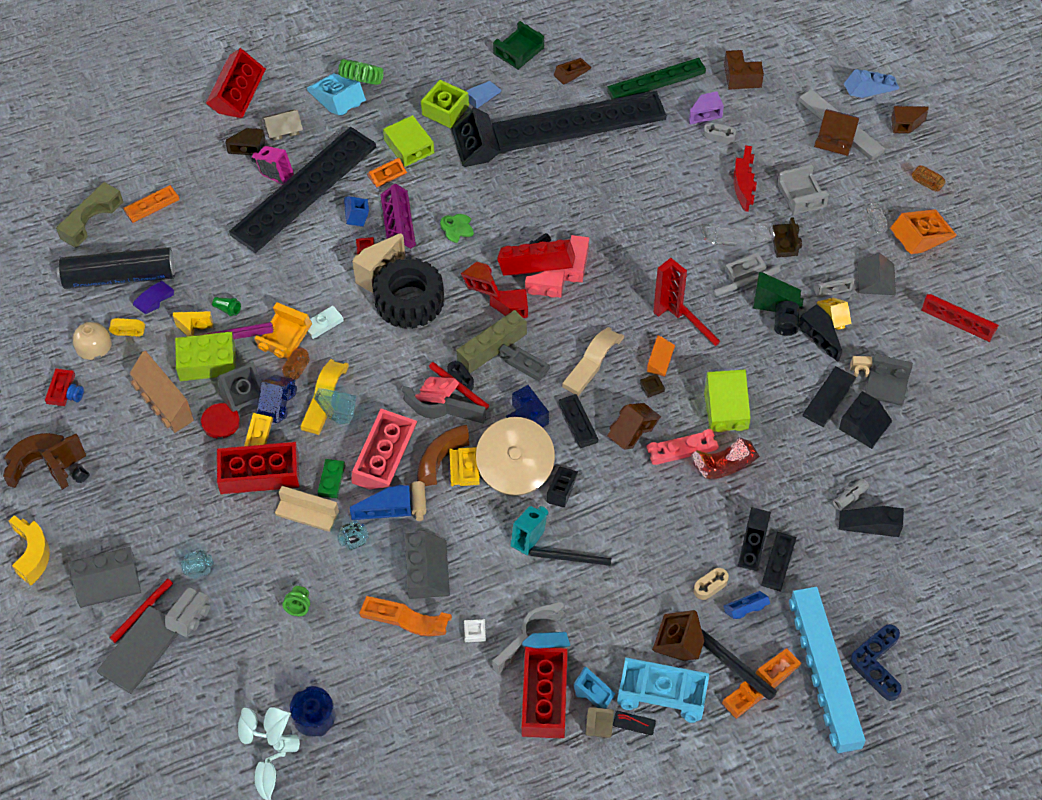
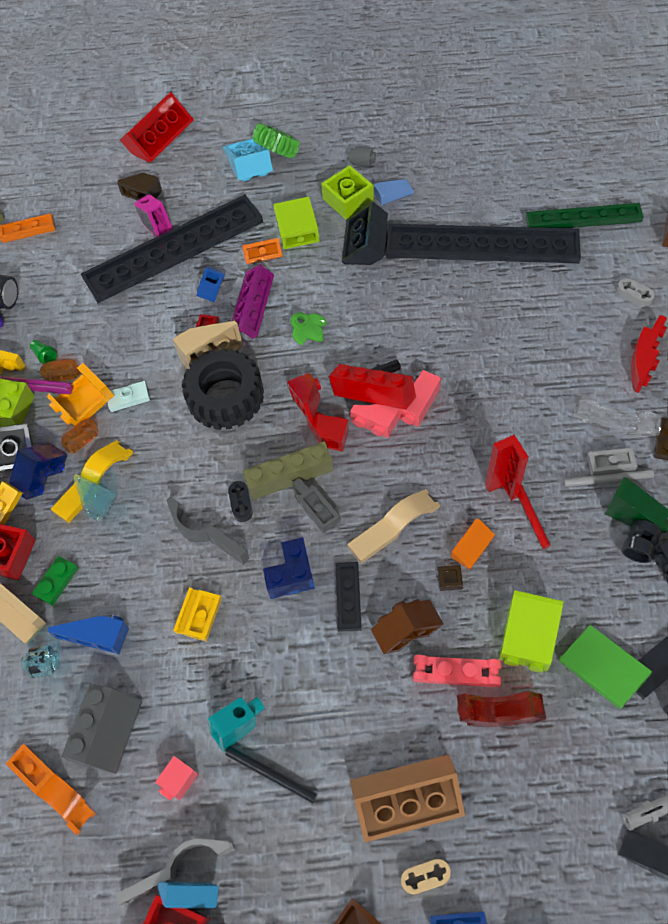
camera: 25 degrees right, 5 degrees up
(250, 317) = (60, 370): none -> clear orange beam
(282, 123) = (181, 177): dark tan slope -> none
(383, 450) = (114, 567): coral slope -> none
(418, 500) = (131, 640): tan cylinder -> none
(436, 389) = (205, 510): coral plate -> none
(437, 450) = (176, 584): dark orange brick -> none
(443, 69) = (362, 156): none -> dark grey brick
(463, 389) = (236, 524): red bar -> none
(474, 630) = (122, 834): white tile -> none
(501, 579) = (175, 779): none -> coral brick
(515, 456) = (254, 622): tan dish -> none
(519, 46) = (450, 150): dark green panel -> none
(559, 497) = (291, 693): black slope -> none
(571, 70) = (495, 186): reddish brown slope -> none
(679, 538) = (407, 798): none -> medium nougat slope
(706, 108) = (629, 261): medium lavender slope -> none
(754, 539) = (502, 832): black slope -> none
(778, 561) = (523, 875): black tile -> none
(789, 411) = (605, 667): none -> bright green tile

